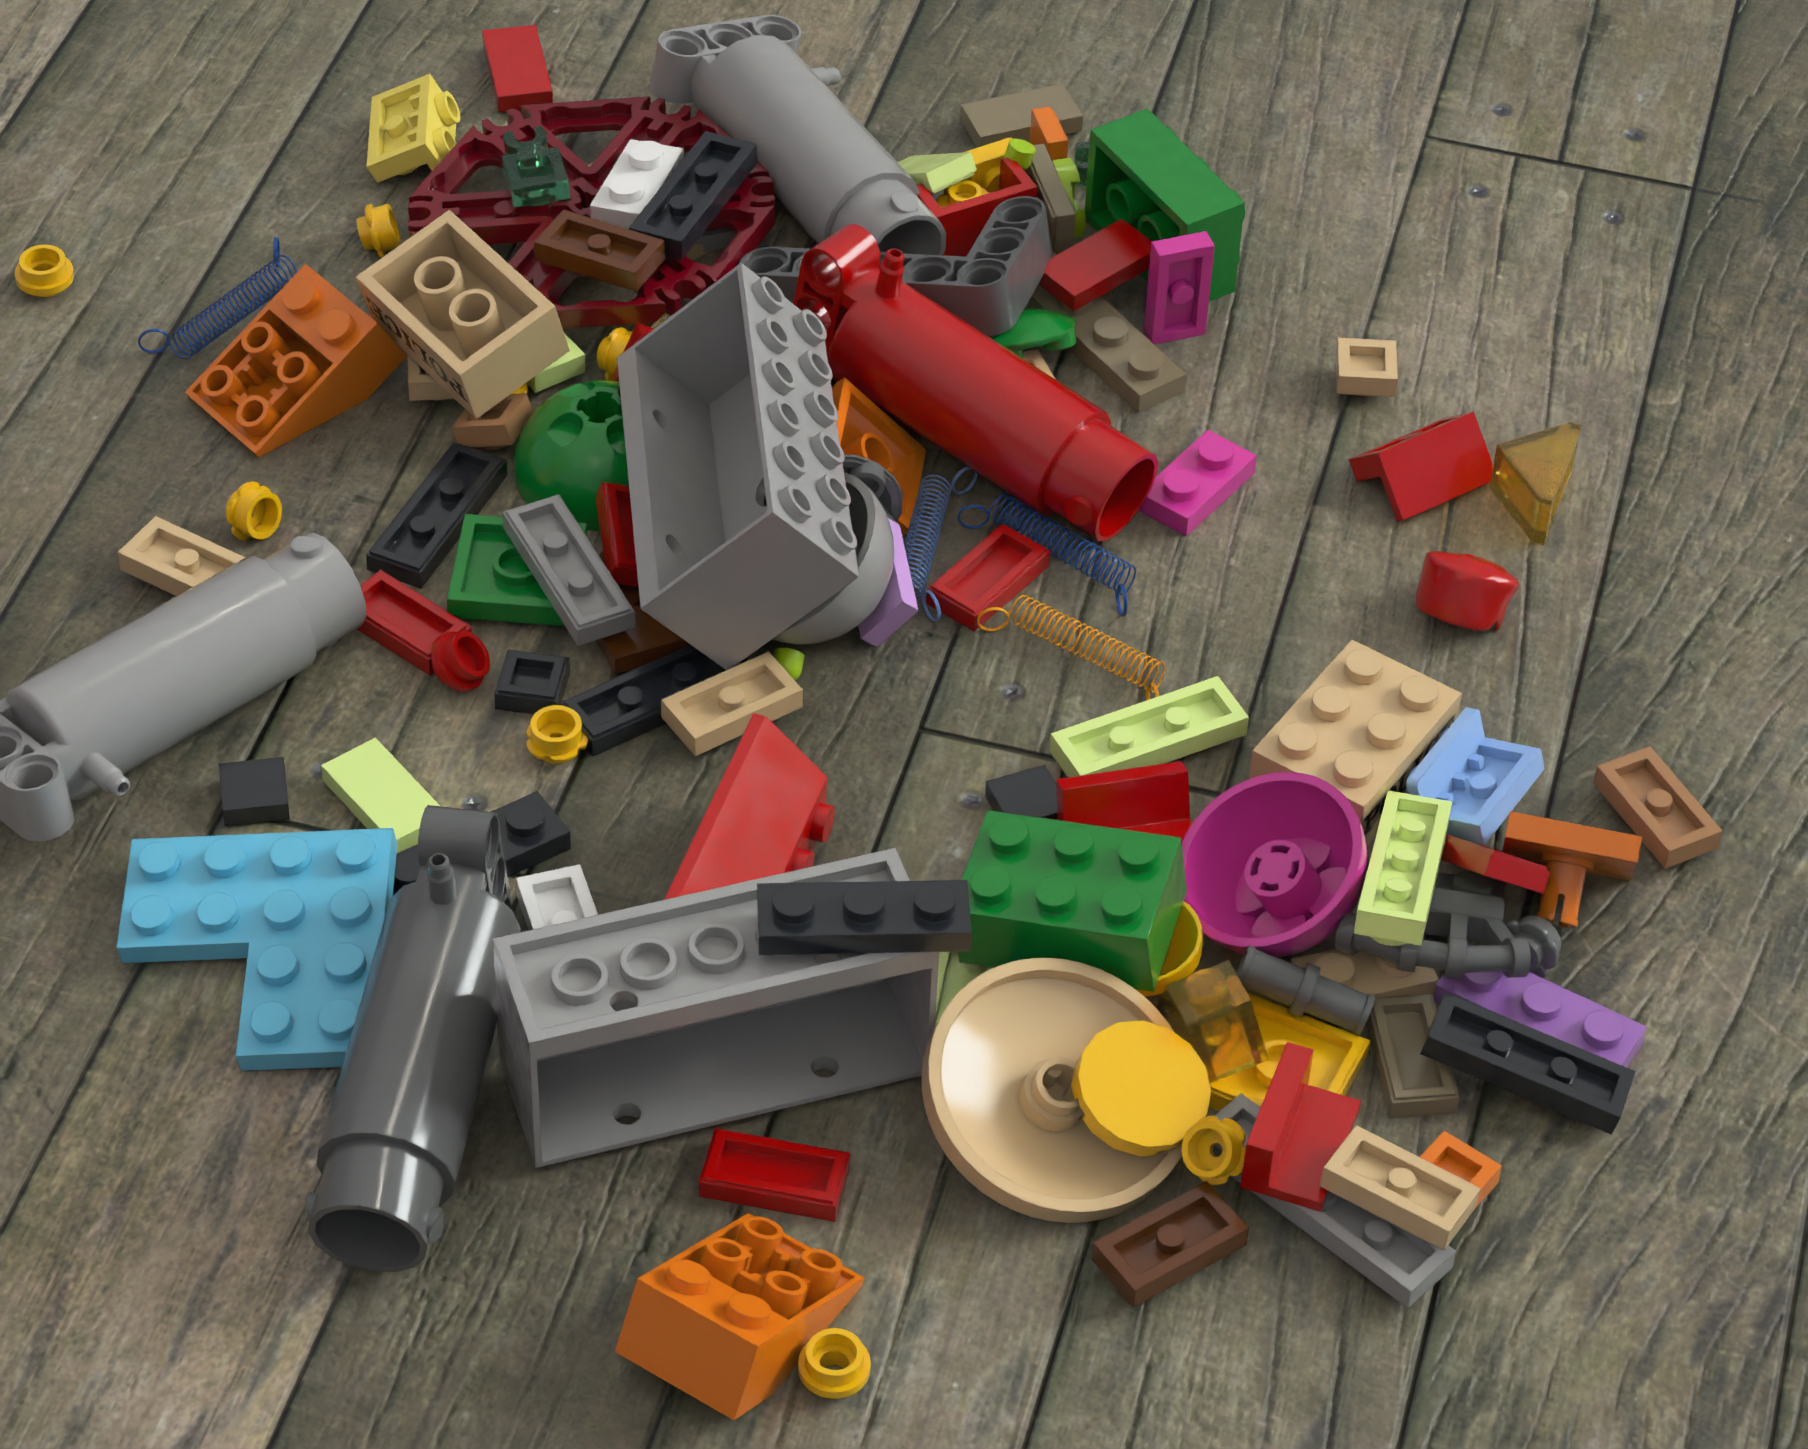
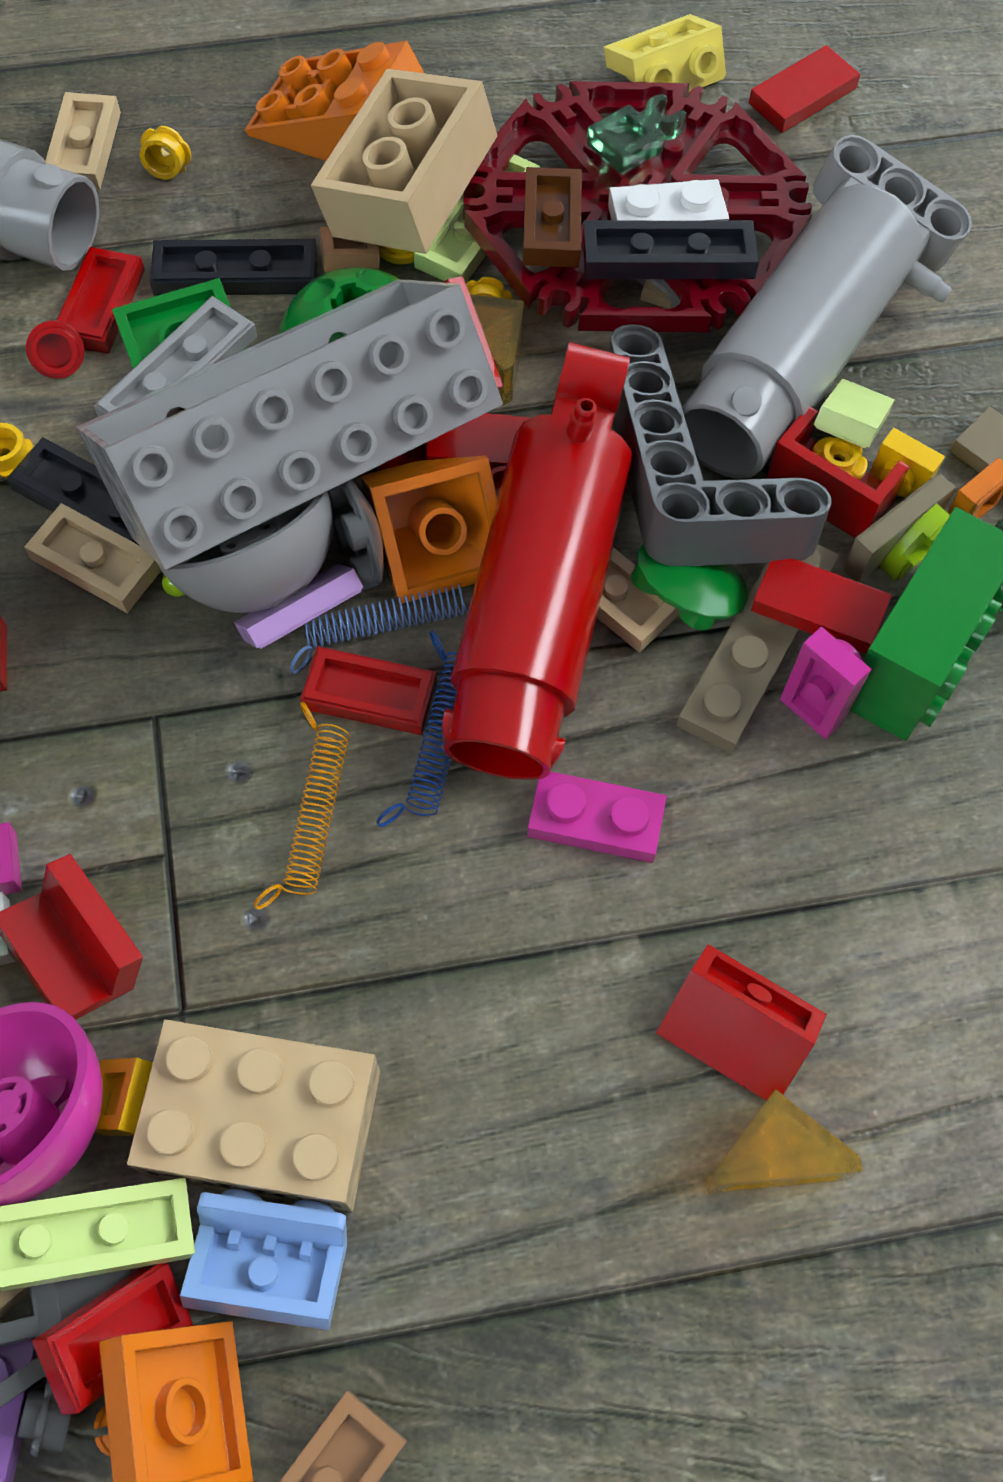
camera: 65 degrees right, 20 degrees up
(276, 259) = (335, 26): blue piece -> none
(379, 229) = (537, 78): yellow plate -> none
(531, 681) = (65, 407): black tile -> none
(1020, 151) = (918, 471): lime piece -> none
(1024, 793) = (85, 836): black tile -> none
(1152, 731) = (208, 913): yellowish green plate -> none
(1366, 367) = (851, 907): tan plate -> none
(1465, 590) = (562, 1139): red hair -> none

